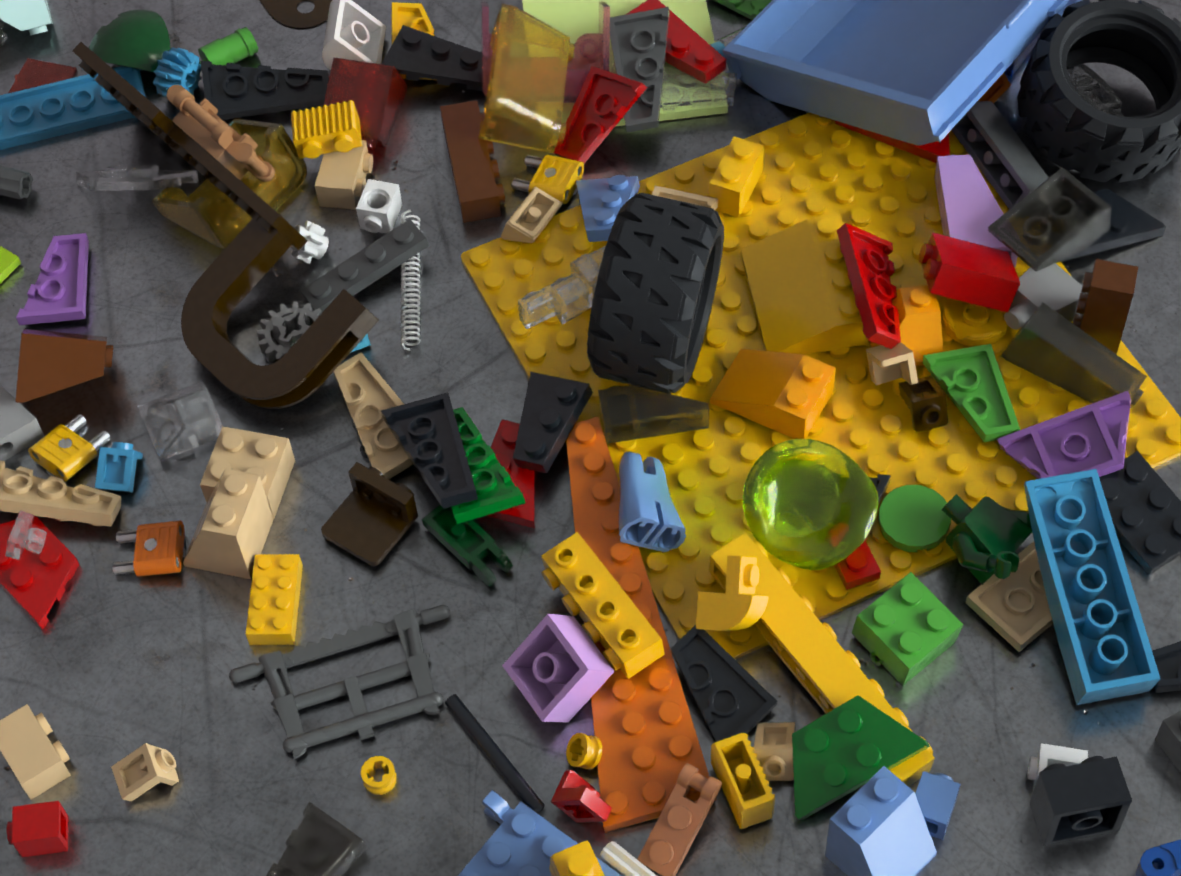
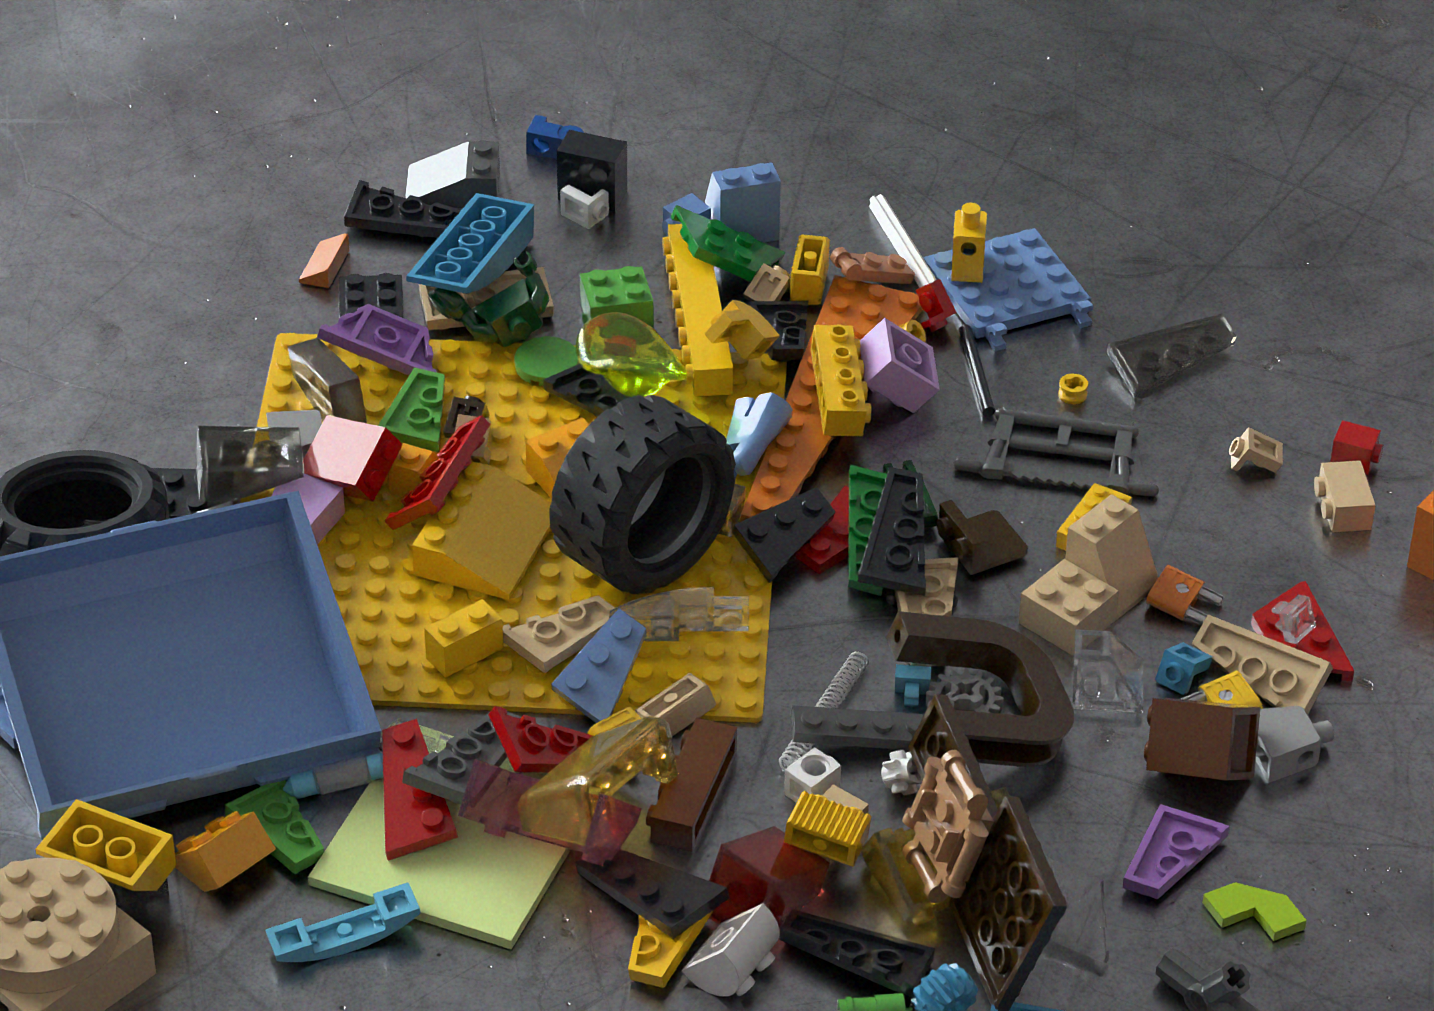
camera: 155 degrees left, 15 degrees down
(1107, 301) = (274, 373): reddish brown brick -> none

